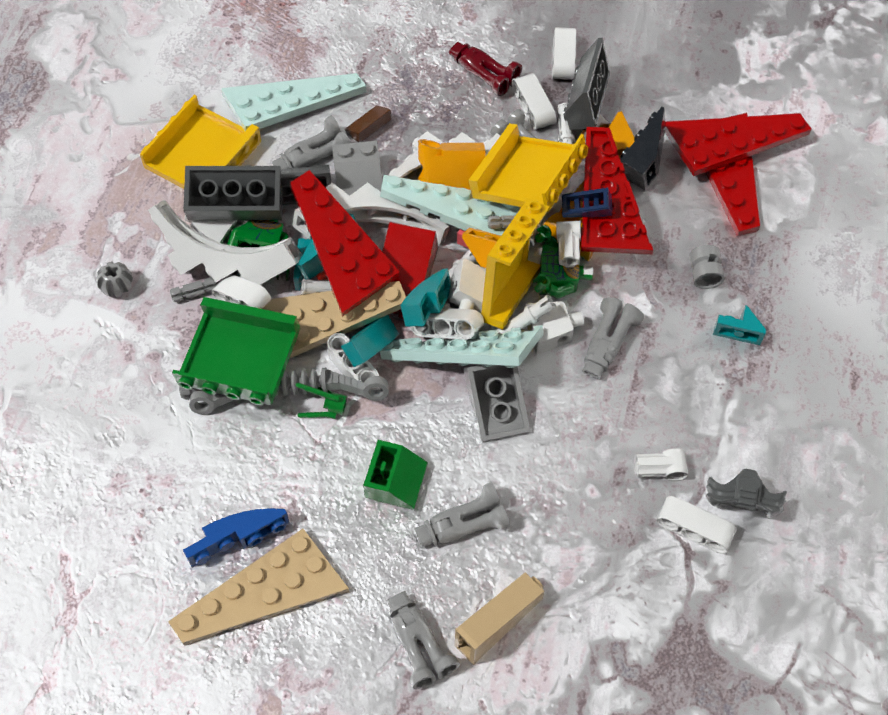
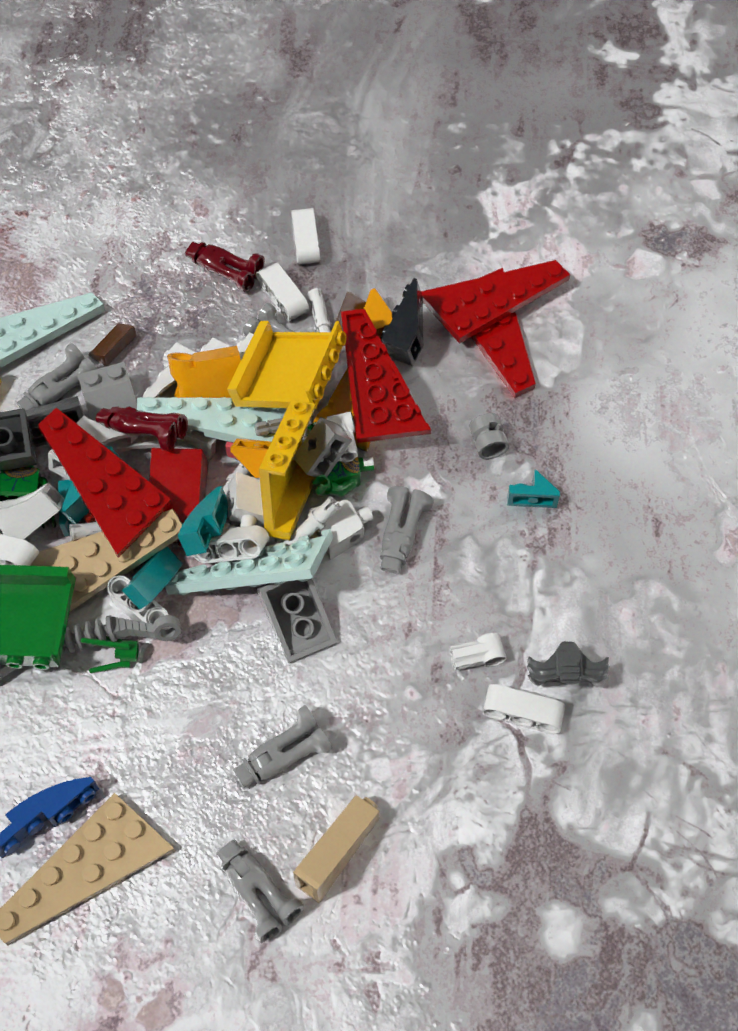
camera: 10 degrees left, 0 degrees up
(374, 194) = (131, 421): none -> dark red piece
(394, 475) = (202, 717): green slope -> none
(548, 249) = (322, 448): none -> light grey brick
(588, 88) = (336, 269): dark grey slope -> none
(588, 211) = (356, 400): dark blue slope -> none

